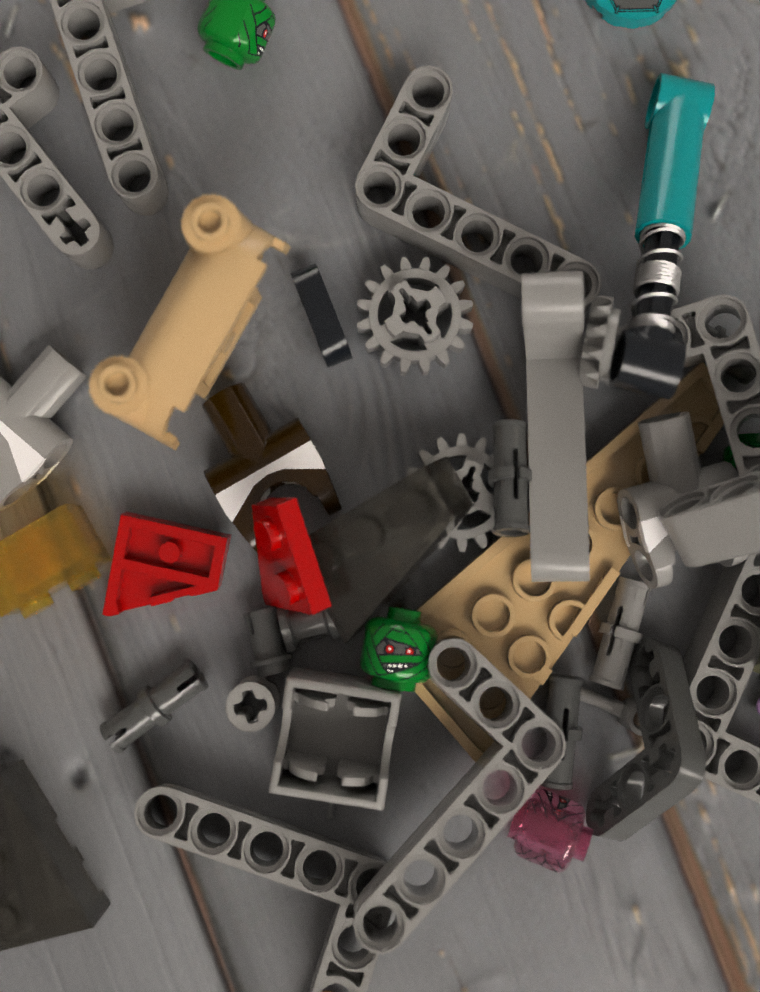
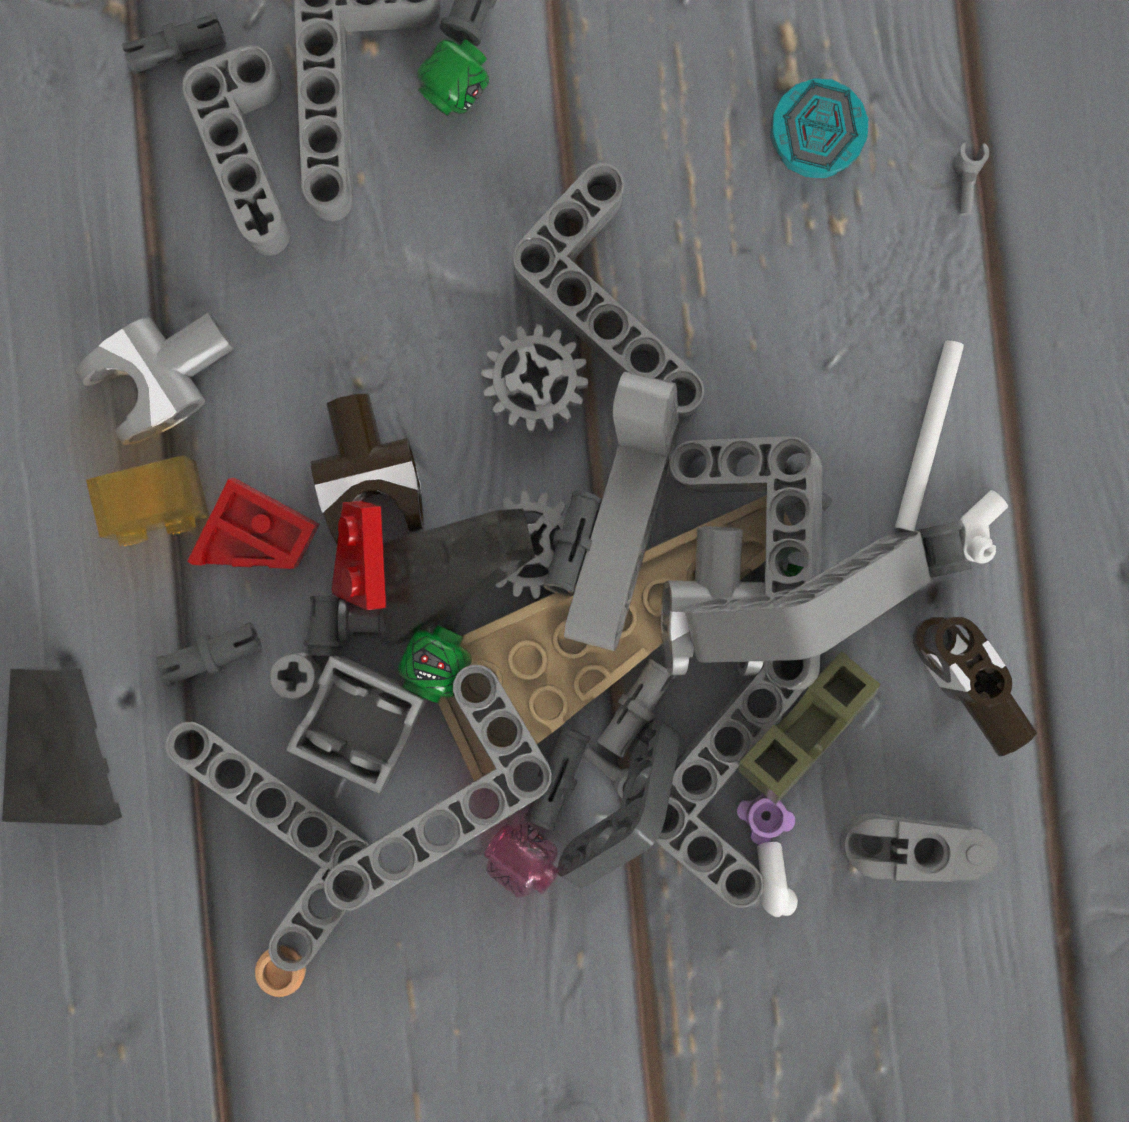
camera: 15 degrees right, 0 degrees up
(193, 322) = (334, 334): tan piece -> none
(321, 315) = (453, 354): black beam -> none
(599, 341) = (679, 448): light grey gear -> none
(648, 353) = (770, 362): piece -> none

